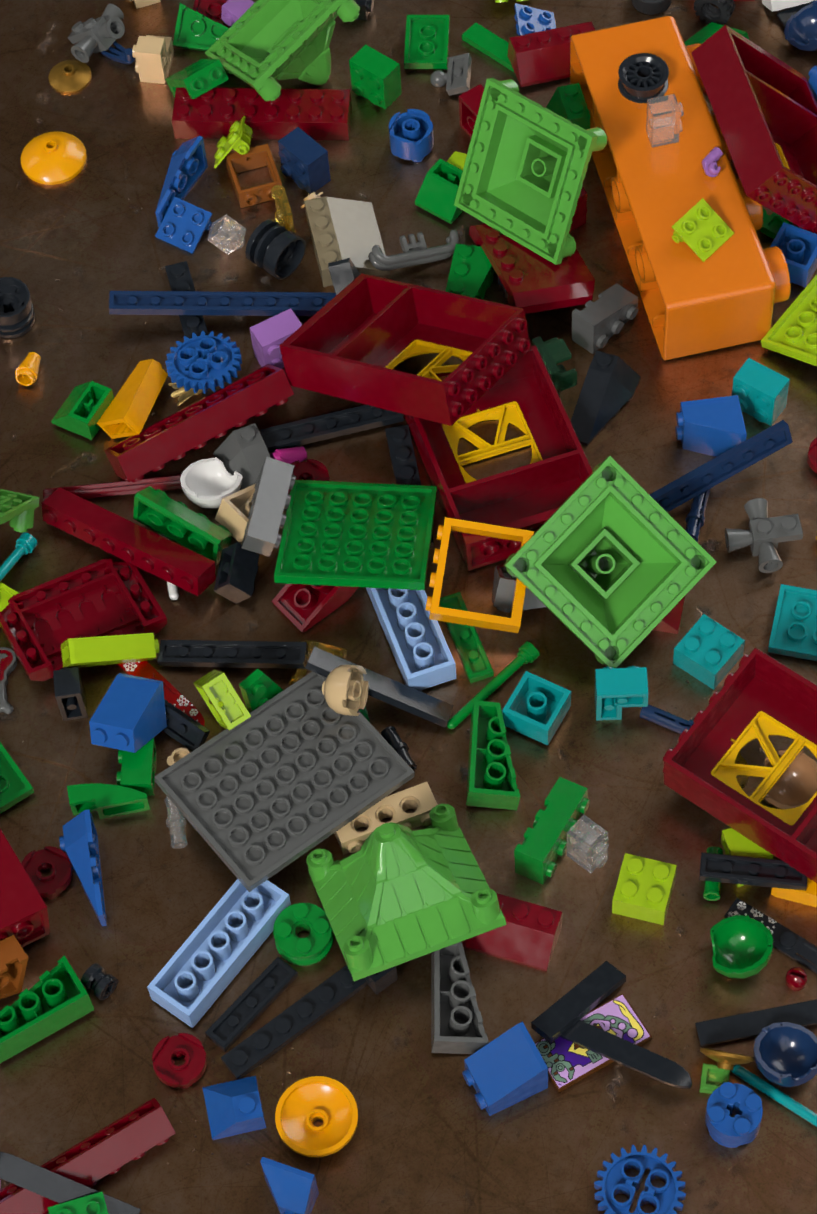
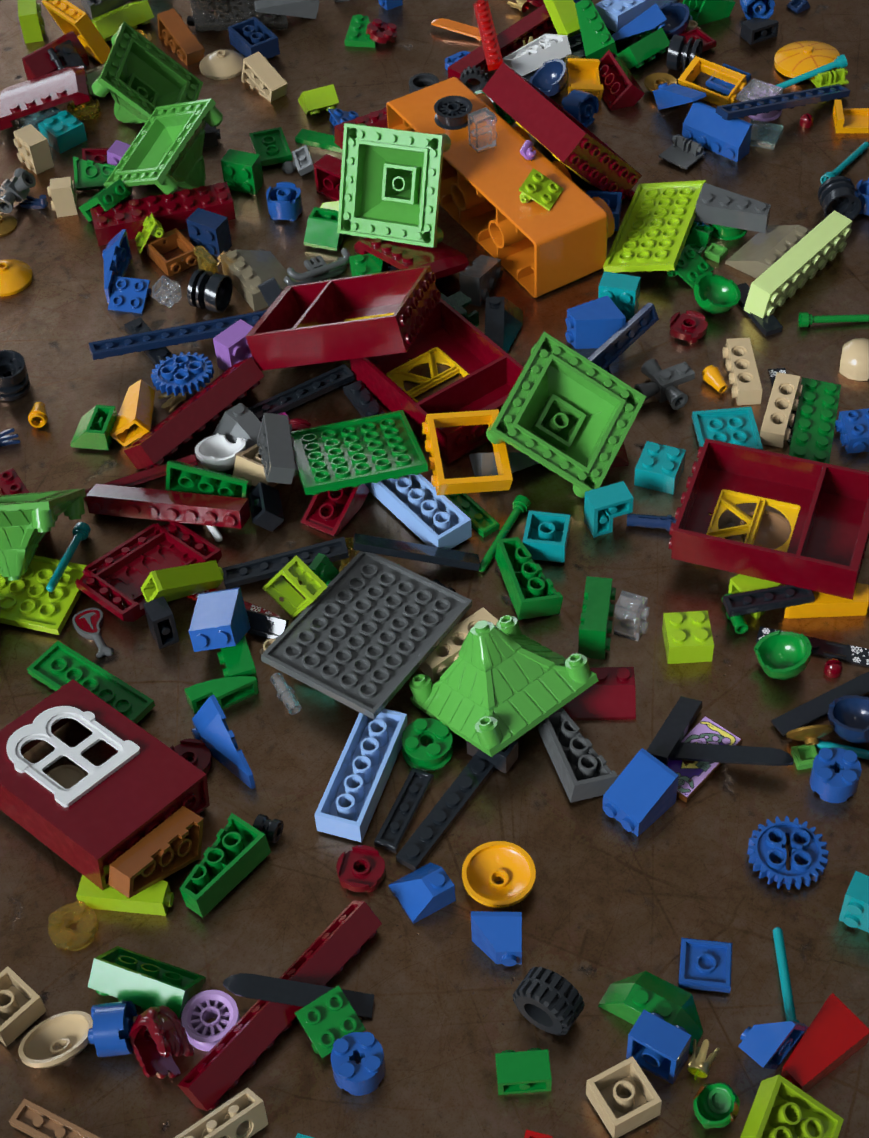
camera: 20 degrees left, 10 degrees down
(346, 689) = (393, 553): tan cylinder -> none

